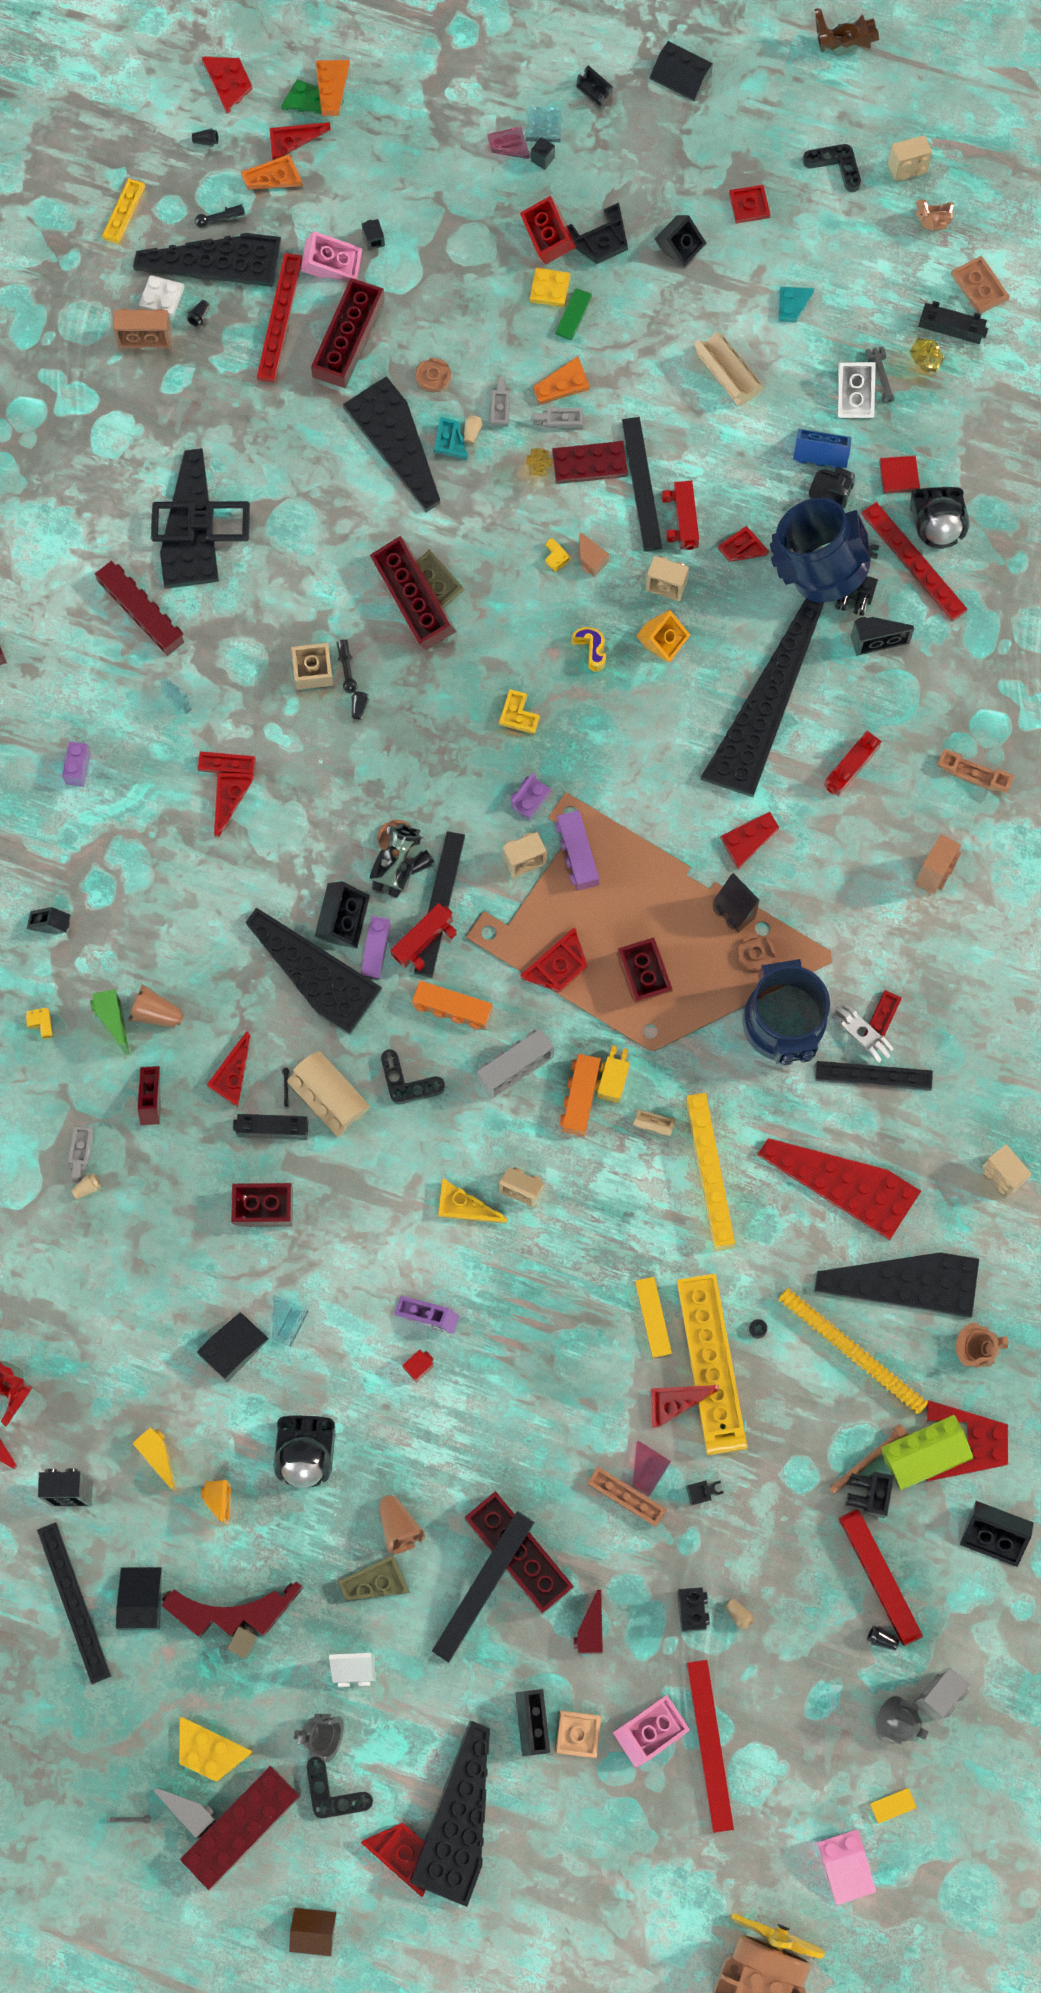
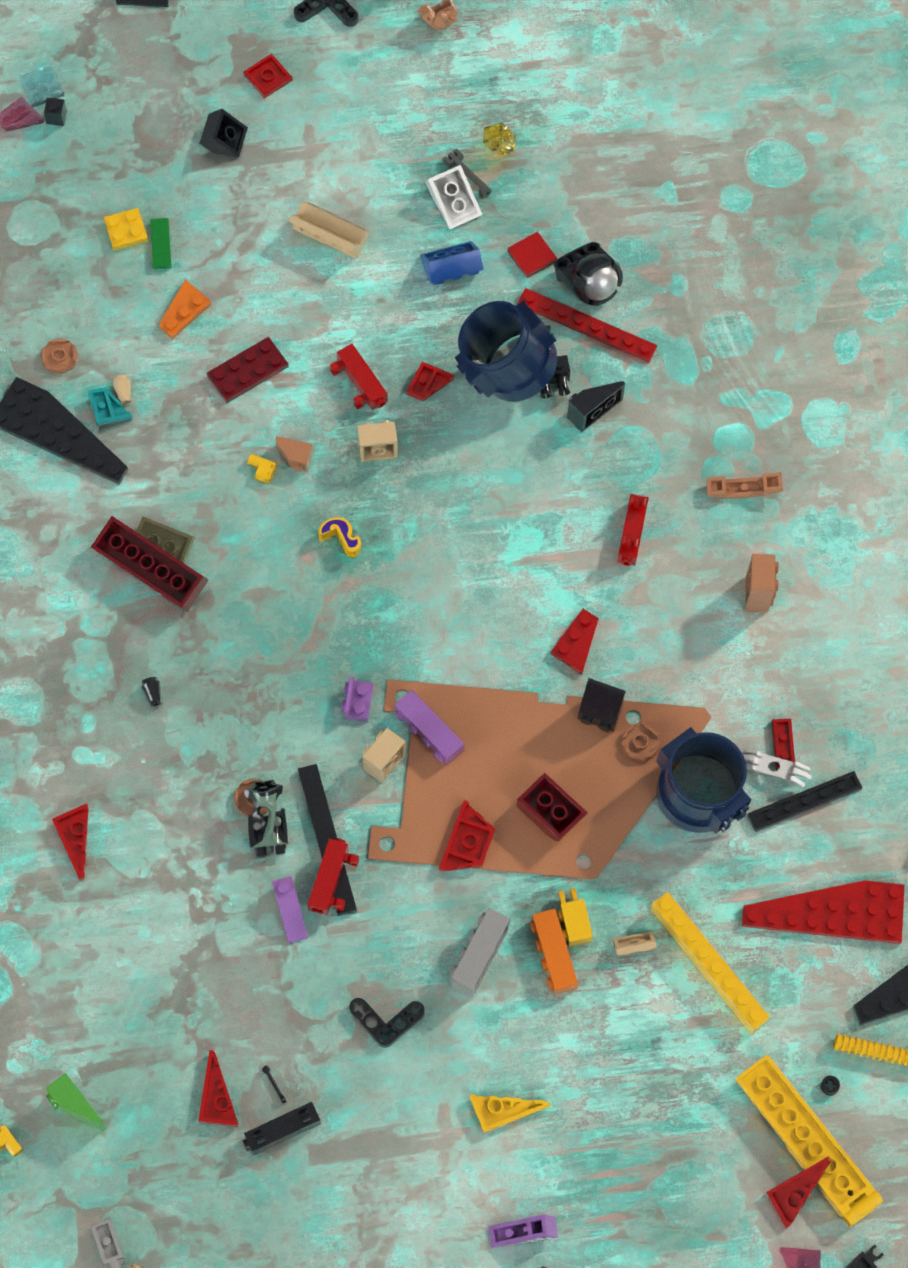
camera: 30 degrees left, 5 degrees down
(149, 1096) = (148, 1158): dark red slope -> none
(154, 1009) = (110, 1073): nougat cone -> none
(226, 763) = (54, 806): red plate -> none
(262, 1204) = (314, 1207): dark red brick -> none
(312, 666) = (90, 675): tan brick -> none
(324, 981) = (262, 966): black wing -> none
(328, 1093) = (318, 1069): tan brick -> none
(342, 914) = (241, 894): black slope -> none
(349, 684) = (133, 676): black pin -> none
(422, 861) = (291, 806): black cone -> none
(452, 1005) = (390, 928): orange brick -> none
(500, 405) = (137, 355): light grey hinge -> none
(515, 717) = (305, 633): yellow plate -> none
(521, 1186) = (546, 1065): tan slope -> none
(539, 462) = (202, 390): clear yellow brick -> none
(547, 230) = (98, 178): red brick -> none
(559, 418) = (199, 342): light grey hinge -> none
(594, 87) = (71, 32): black hinge -> none
(602, 241) = (152, 167): black wing -> none
(641, 484) = (306, 367): black tile -> none
(653, 1317) = (731, 1124): yellow tile -> none
(663, 635) = (401, 495): light orange slope -> none
(750, 738) = (529, 550): black wing -> none
(792, 302) = (354, 145): teal wing -> none
(833, 485) = (479, 291): black piece -> none
(953, 323) = (507, 101): black brick -> none
(980, 285) = (511, 58): nougat tile -> none

